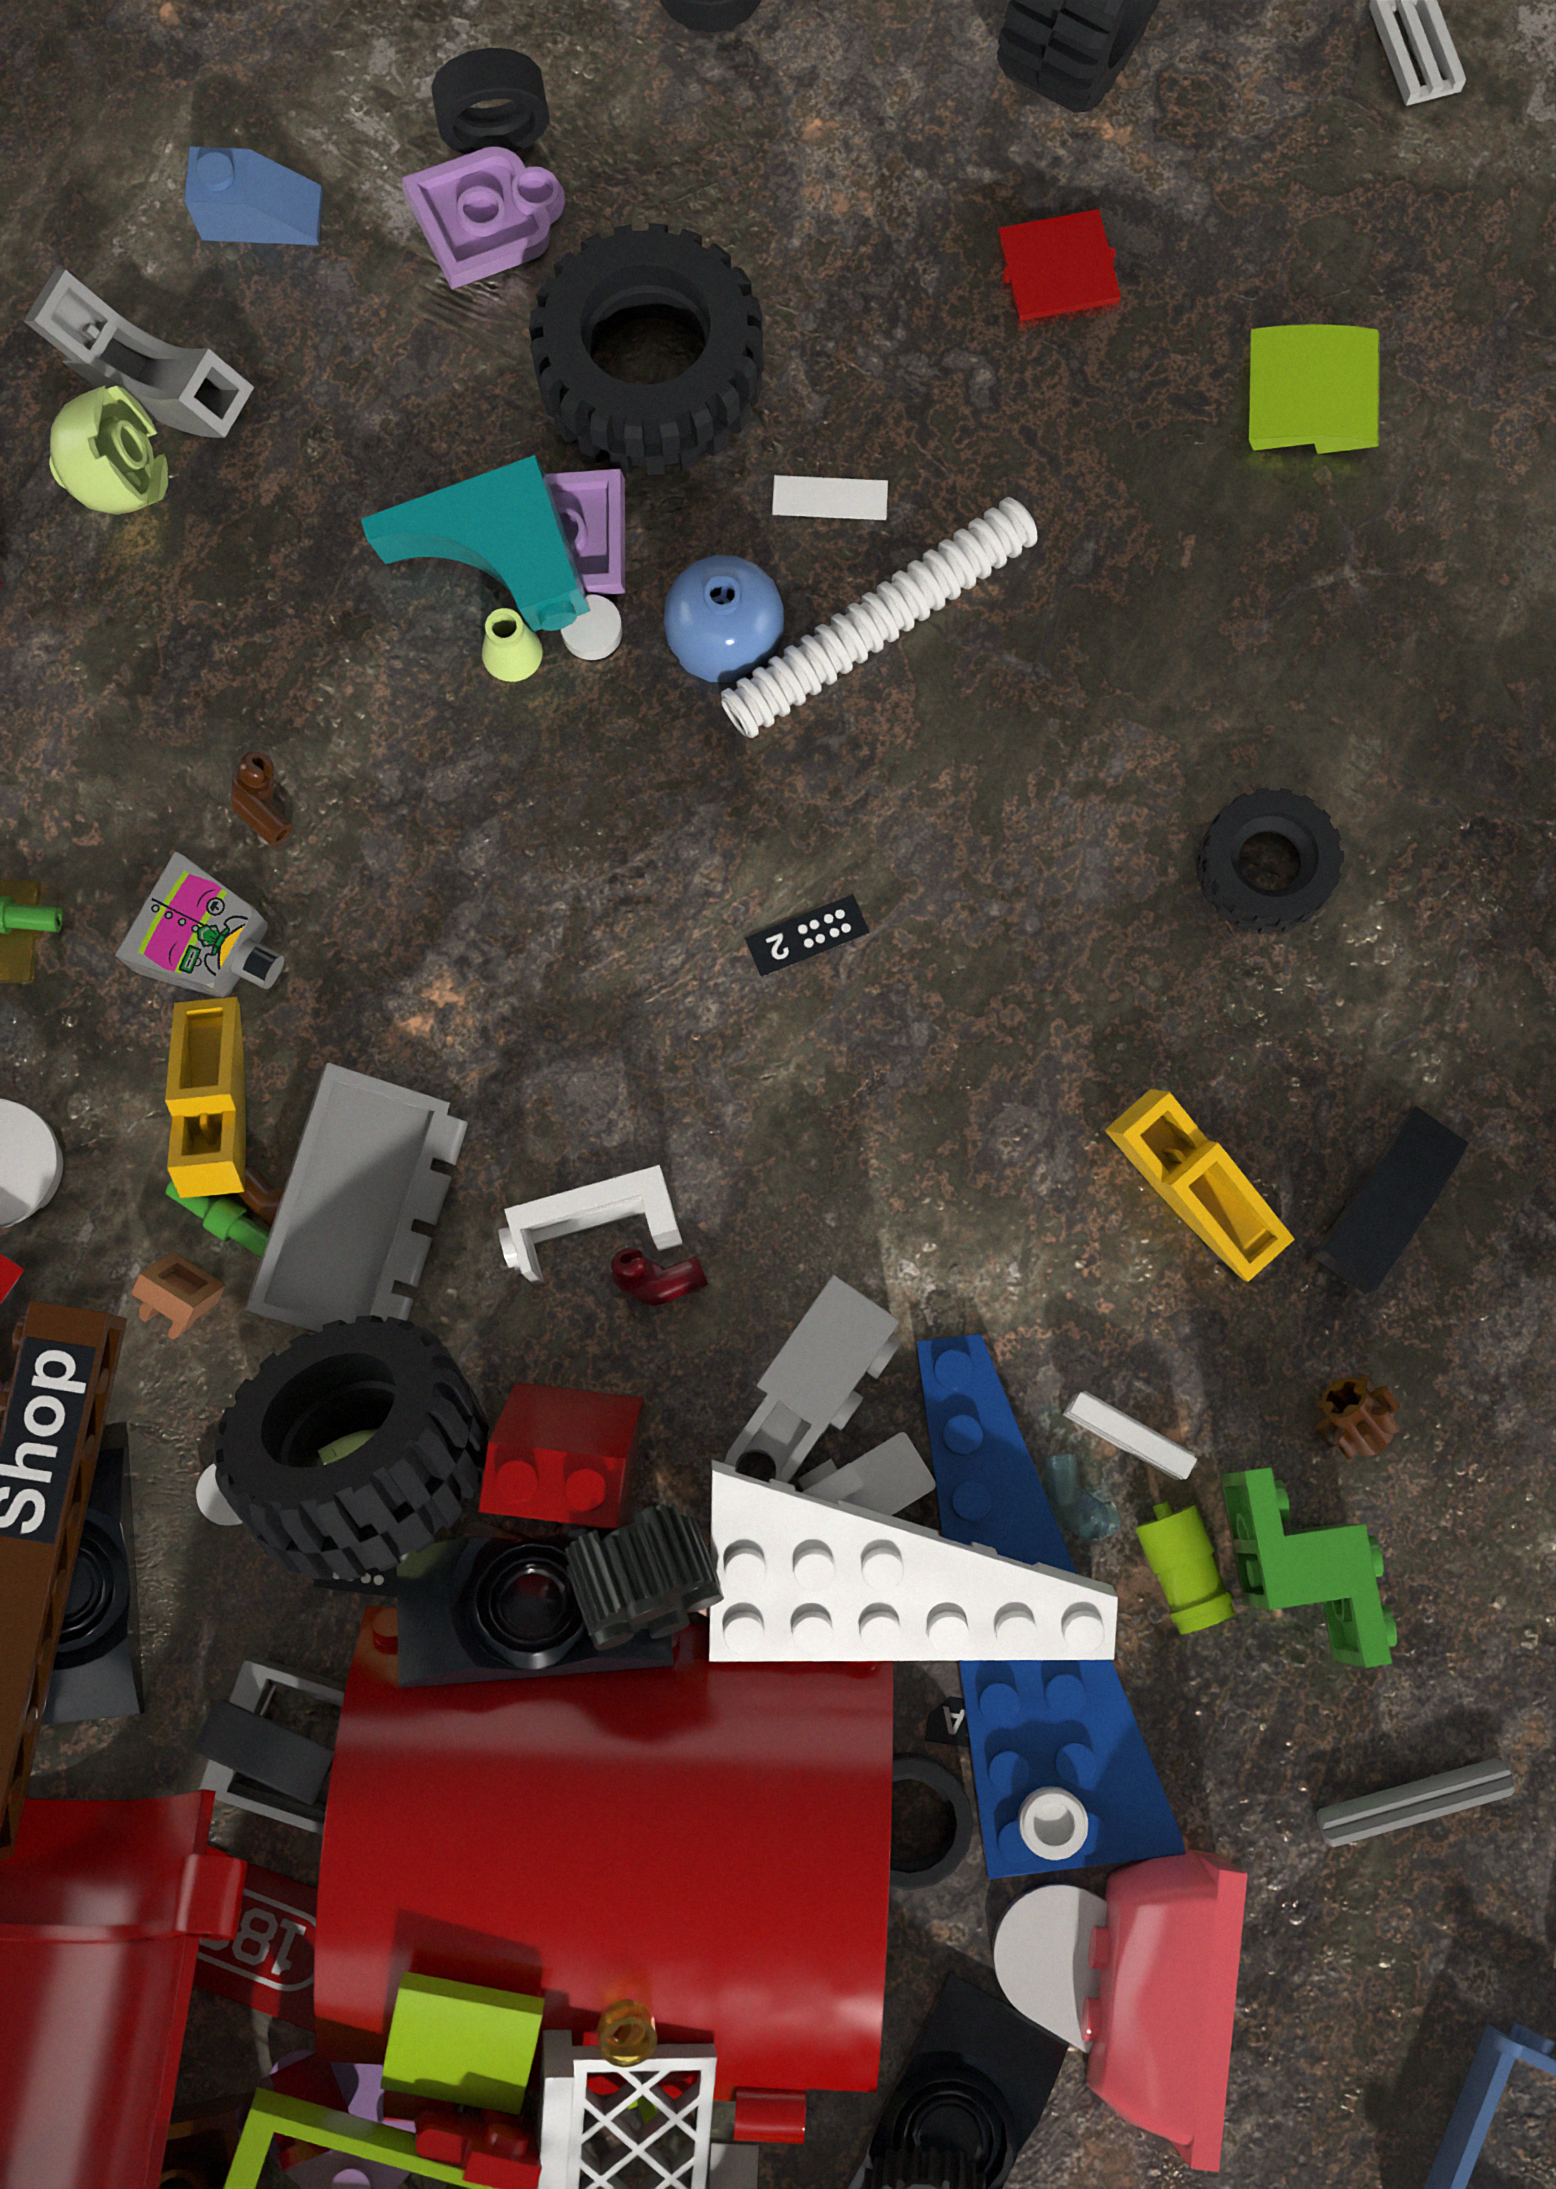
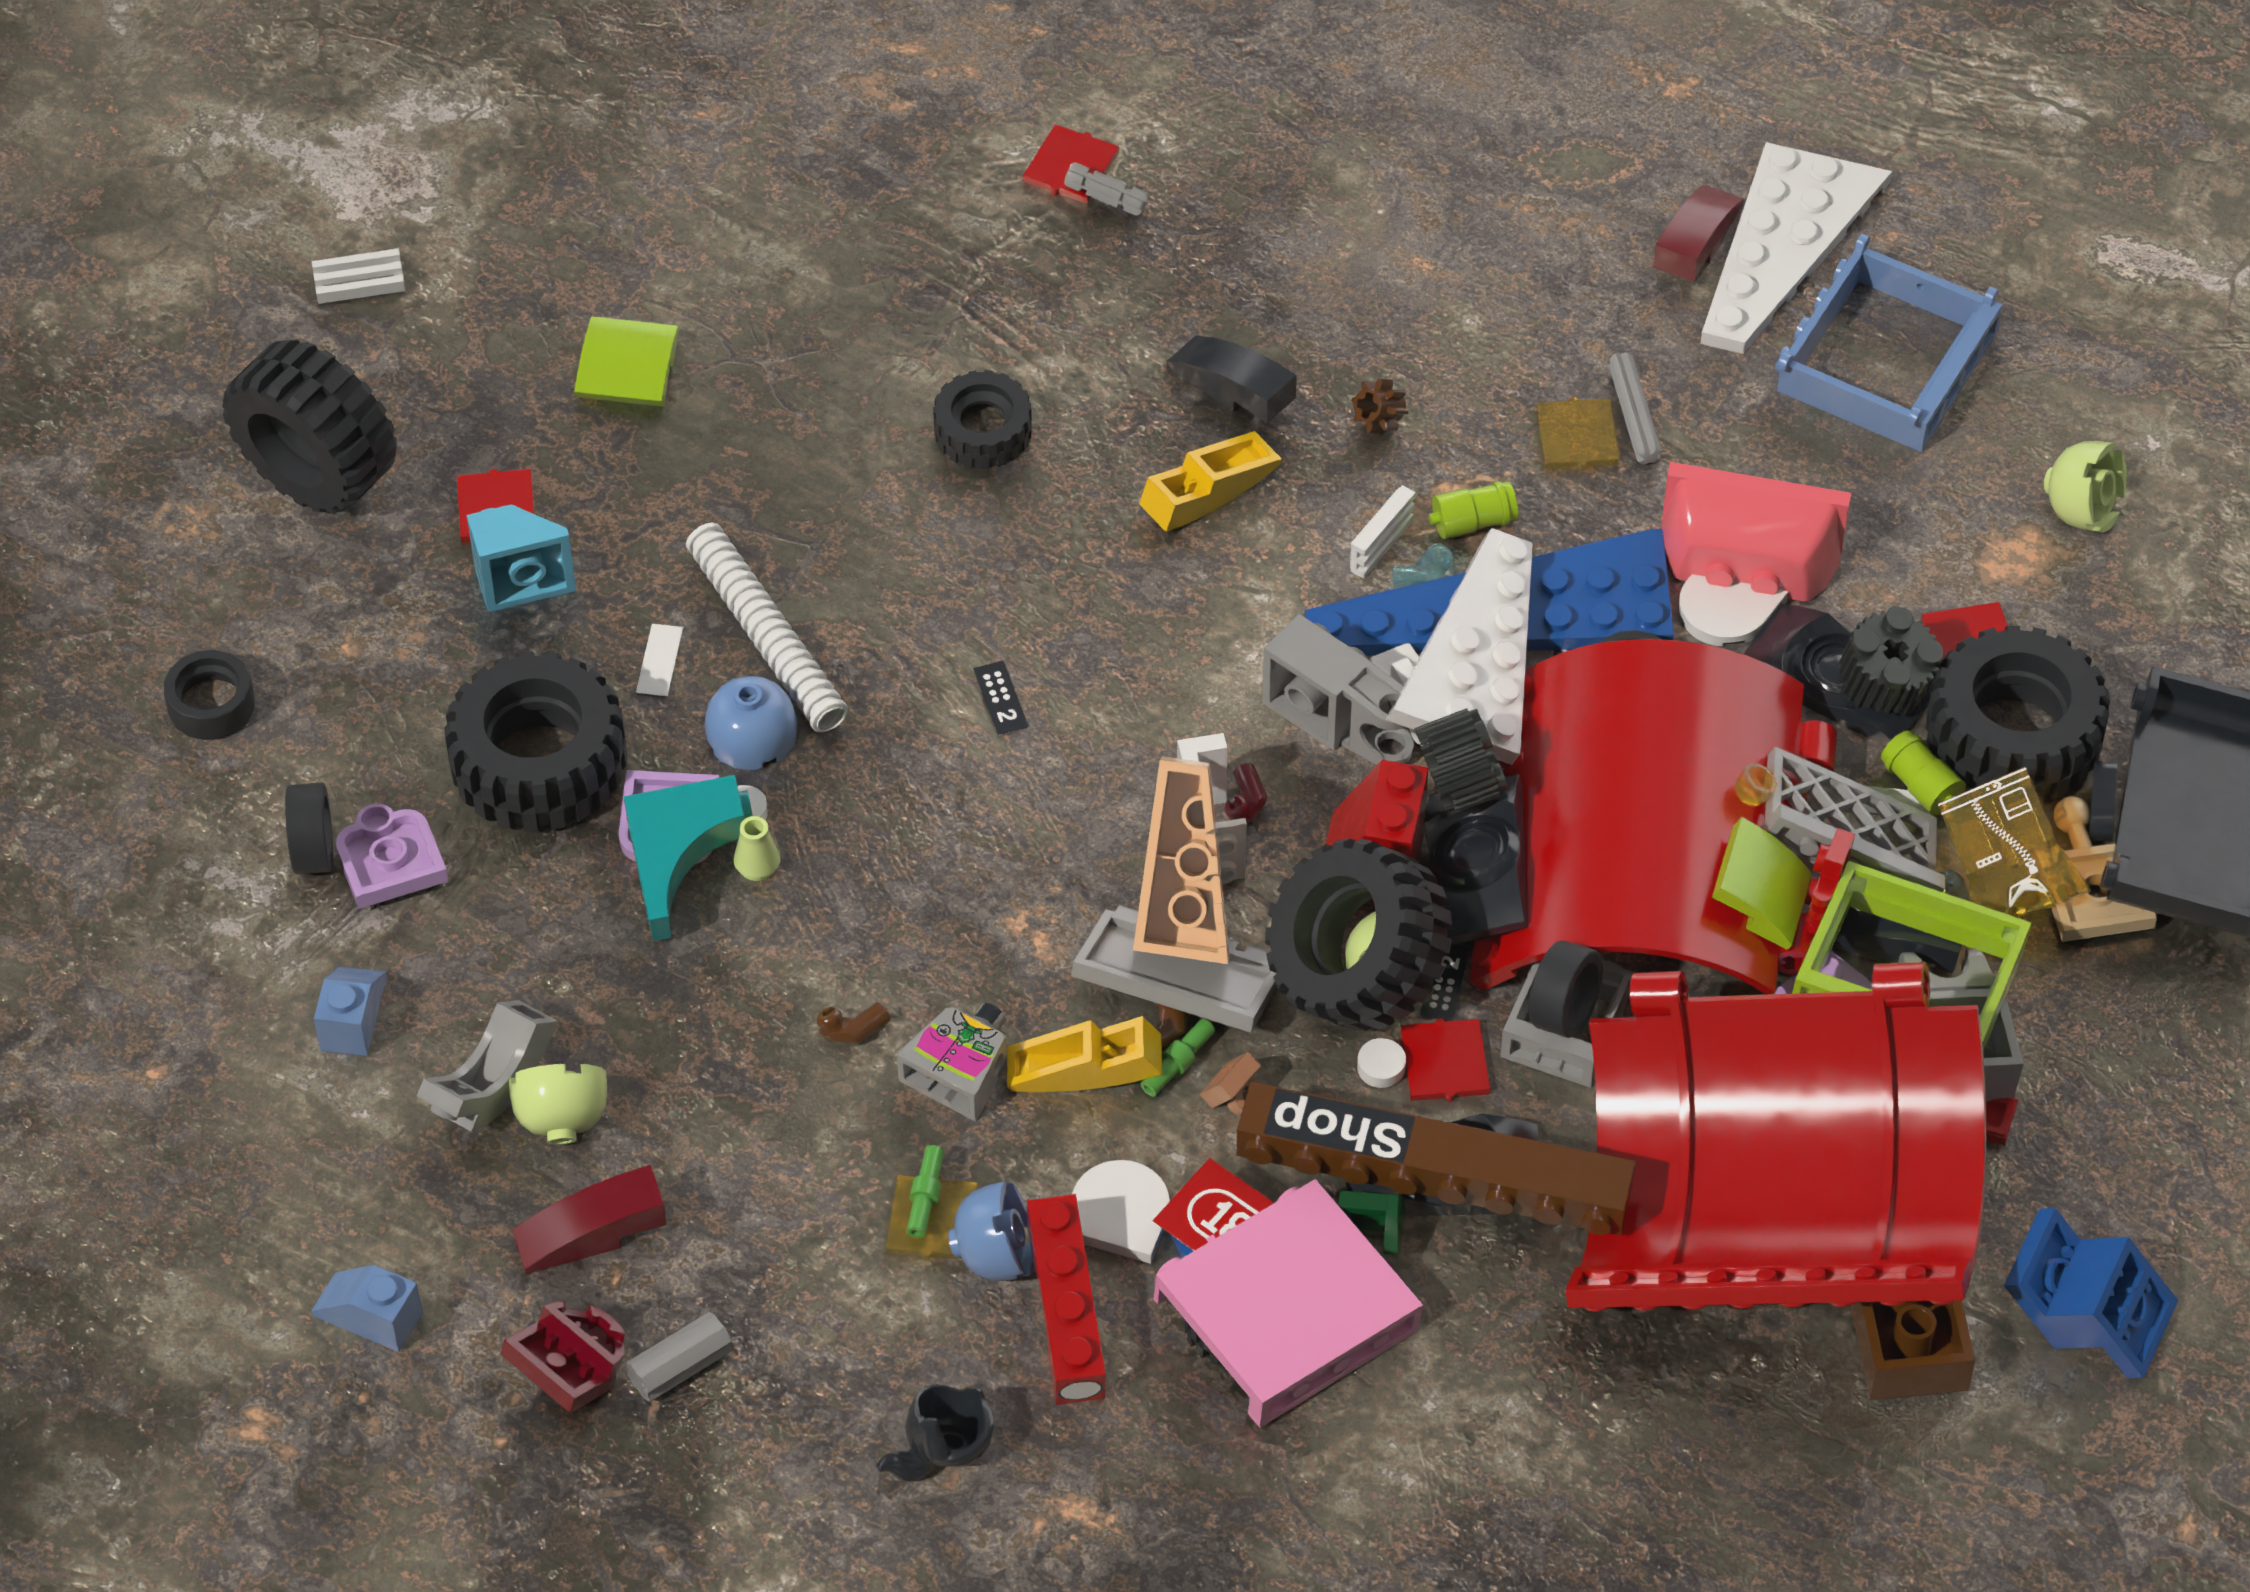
camera: 85 degrees left, 25 degrees down
(239, 1587) = (1445, 1059): none -> red piece
(431, 1191) = (1182, 880): none -> light nougat wedge
(938, 275) = (519, 557): none -> medium azure slope
(1052, 1823) = (1637, 588): white tile -> none
(1308, 1567) = (1484, 422): bright green bracket -> none
(1361, 1717) = (1577, 433): none -> clear yellow piece

